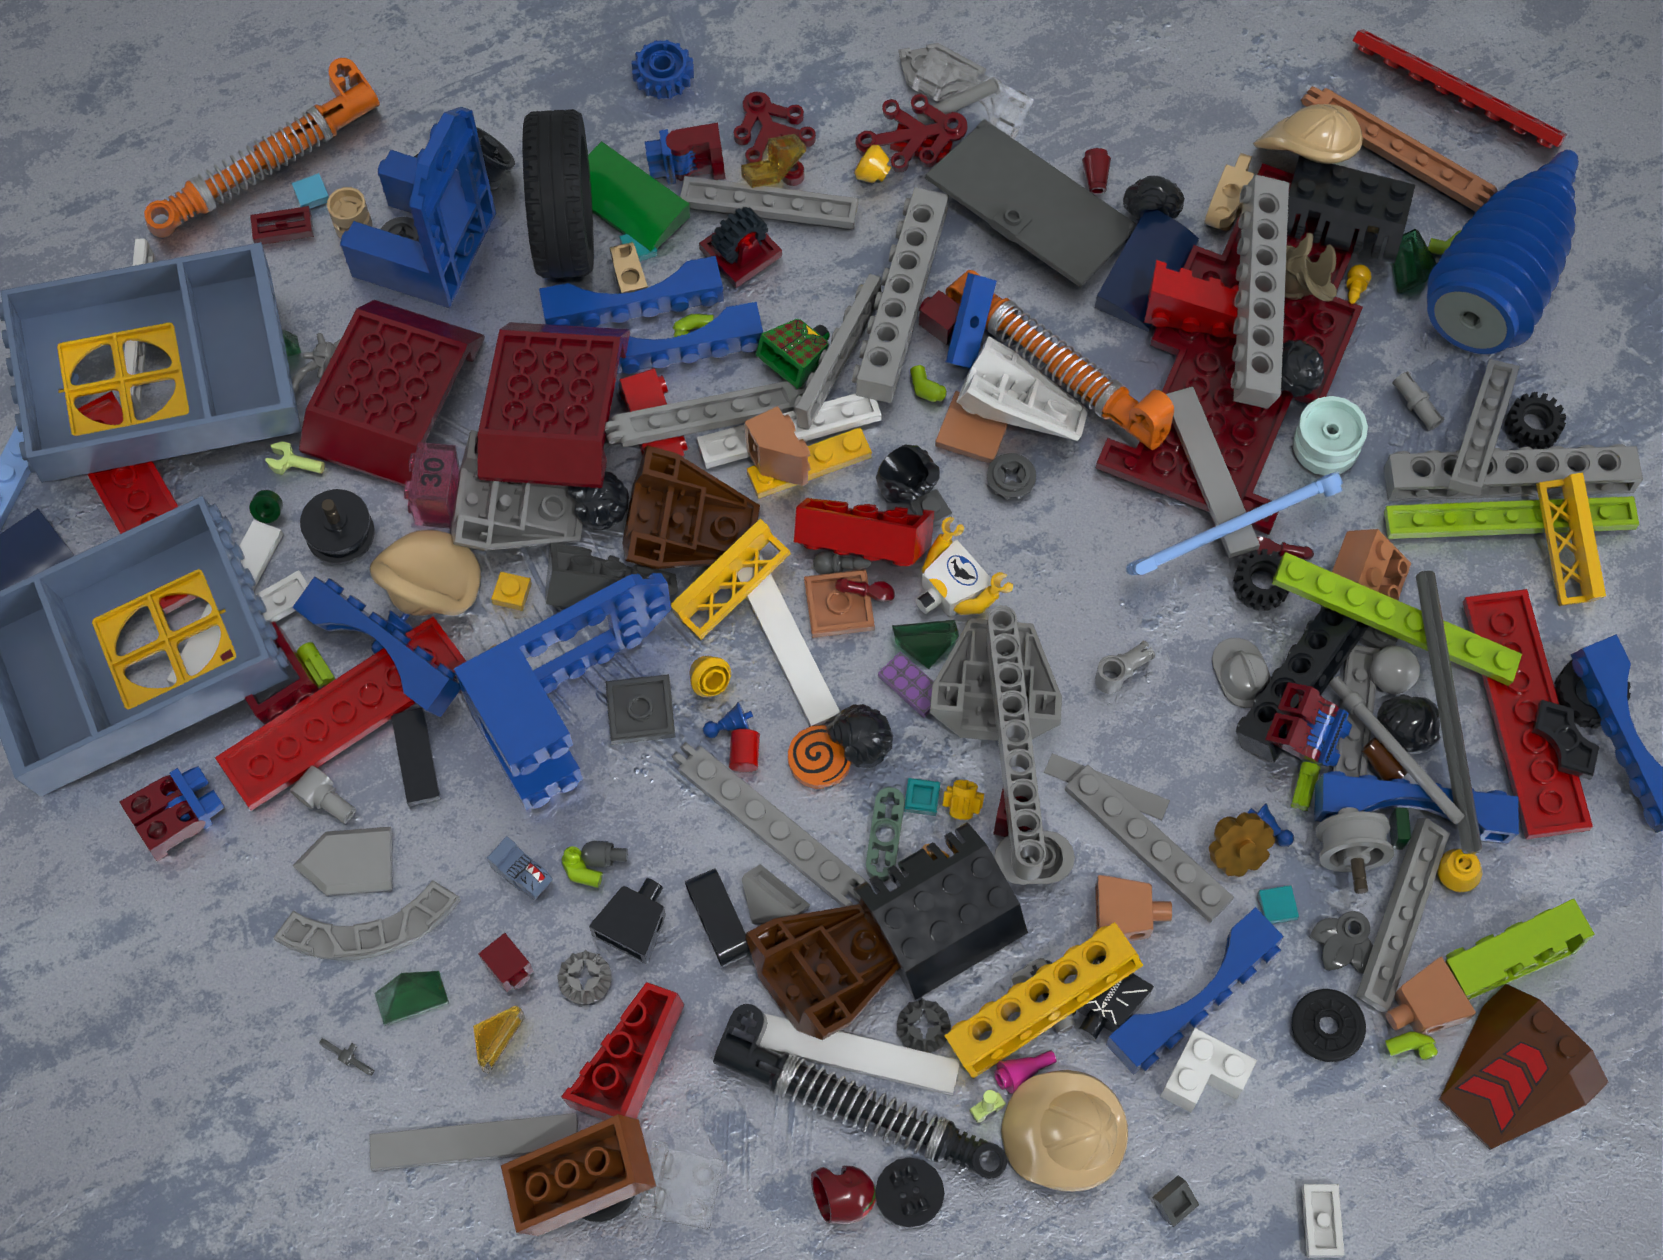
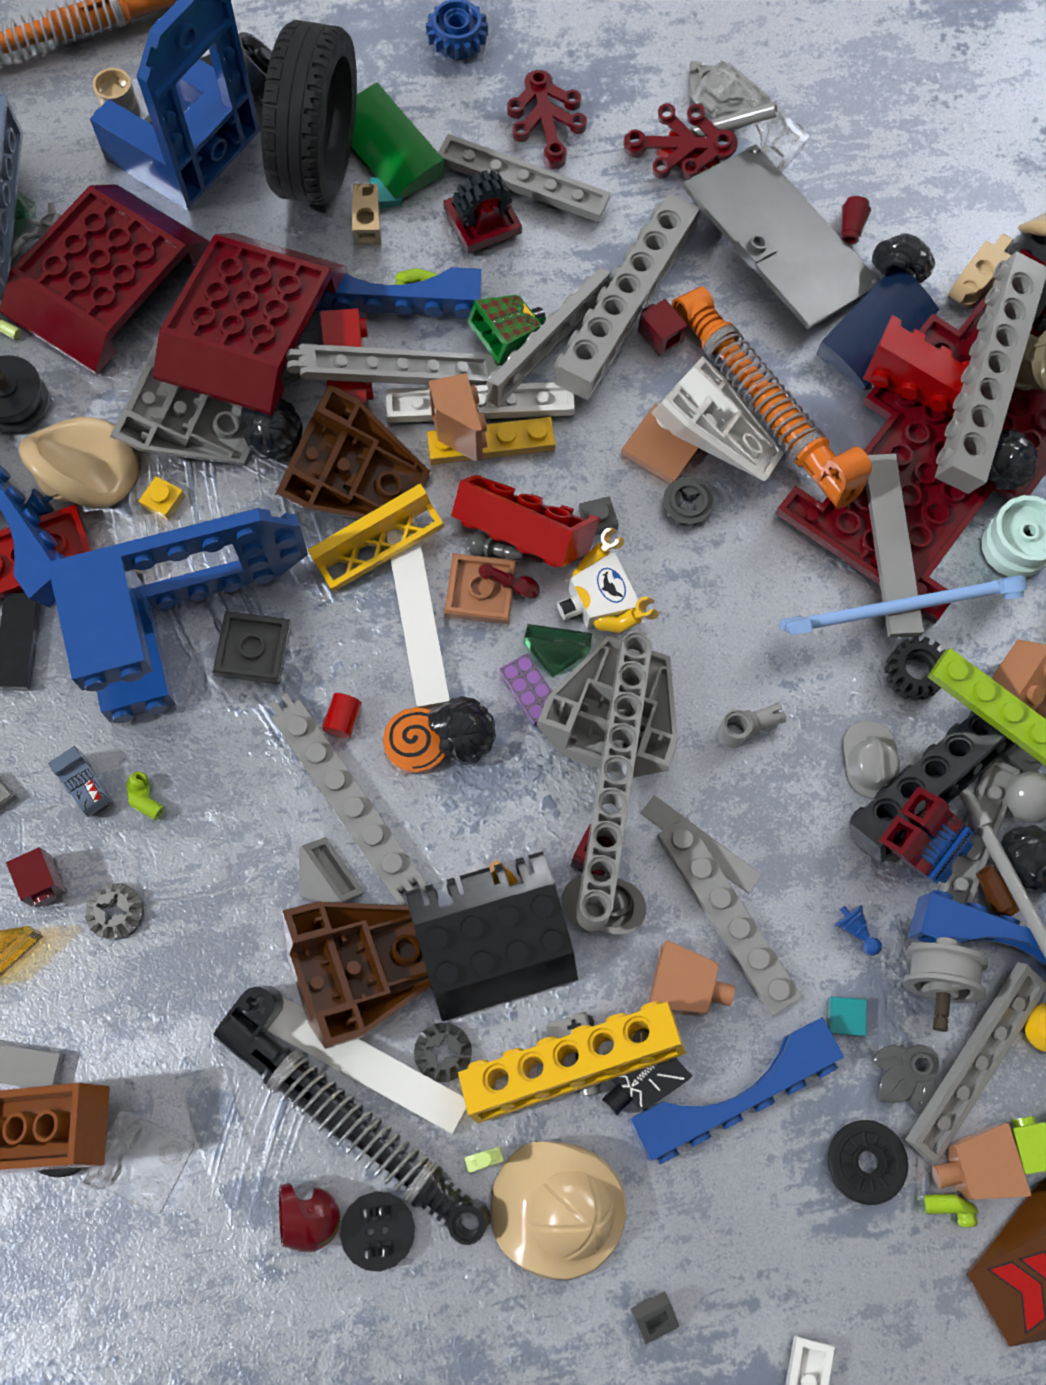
camera: 10 degrees right, 5 degrees up
(282, 230) = (51, 100): dark red tile -> none
(311, 191) = (87, 68): medium azure tile -> none
(432, 484) = (110, 372): clear pink brick -> none
(577, 574) = (229, 491): dark grey wedge -> none
(602, 854) = (169, 787): dark grey cylinder -> none
(628, 1057) = (125, 1014): red wedge -> none
(632, 921) = (177, 864): black torso -> none
(686, 153) = (455, 110): hips -> none
(691, 286) = (420, 241): blue arch -> none
(709, 676) = (328, 631): yellow cone -> none
(718, 917) = (264, 882): black beam -> none
(732, 721) = (340, 682): blue piece -> none
(782, 156) = (548, 133): clear yellow slope -> none
(872, 165) = (634, 164): yellow cone -> none
(879, 811) = (460, 811): sand green beam -> none
(907, 474) = (583, 474): black hair -> none
(922, 797) = (508, 808): teal tile -> none
(926, 388) = (627, 394): lime arm -> none
(963, 799) = (548, 822): yellow gear -> none
(971, 320) = (688, 335): blue tile -> none
(1014, 1072) = (526, 1128): dark pink cone -> none
(1207, 1062) = (724, 1171): white brick -> none
(1241, 844) = (824, 943): pearl gold plant -> none
(1304, 553) = (965, 650): dark red piece -> none
(1305, 785) = (907, 896): lime piece -> none
(1399, 828) = (998, 967): dark green tile -> none

